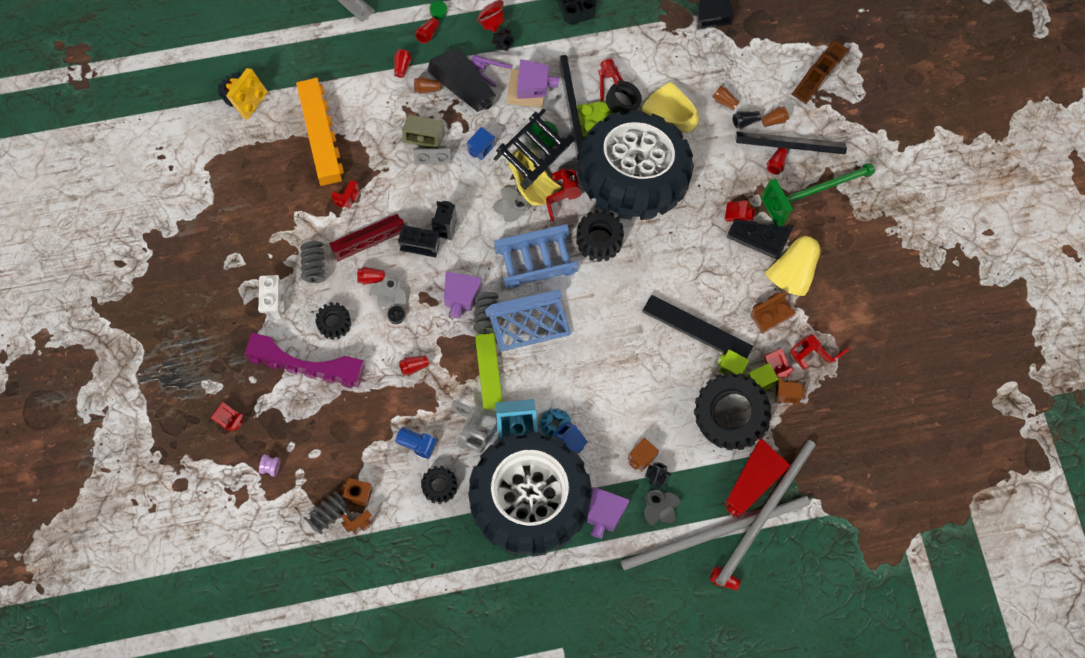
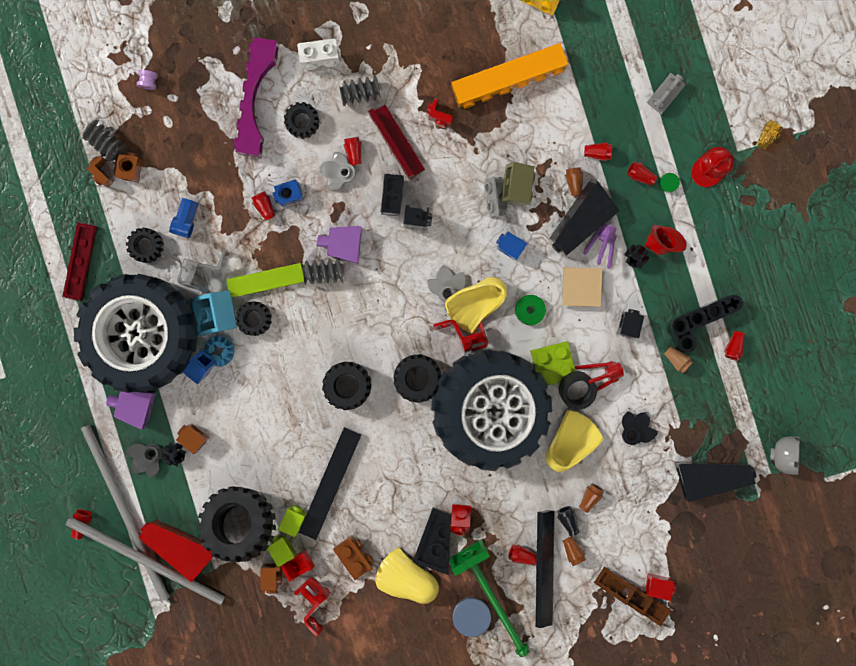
camera: 80 degrees right, 20 degrees up
(227, 417) = (190, 31): red bracket -> none
(391, 312) = (319, 177): black bush -> none
(401, 332) = (296, 195): none -> blue brick
(448, 555) = (79, 261): none -> dark red tile
(524, 304) = (331, 308): medium blue fence -> none
(528, 373) = (242, 318): none -> black tyre
(534, 80) = (587, 294): medium lavender torso -> none
(539, 164) = (487, 311): black fence -> none
(541, 239) = (402, 301): medium blue fence -> none
(565, 47) = (630, 323): none -> black brick
(571, 104) = (564, 336): black tile -> none
(602, 15) = (678, 359): none -> medium nougat cone
(604, 286) = (331, 392): none -> black tyre
(660, 55) = (639, 426): none -> black plate
(812, 48) = (660, 587): none -> red brick
(835, 211) = (471, 616): none -> sand blue tile

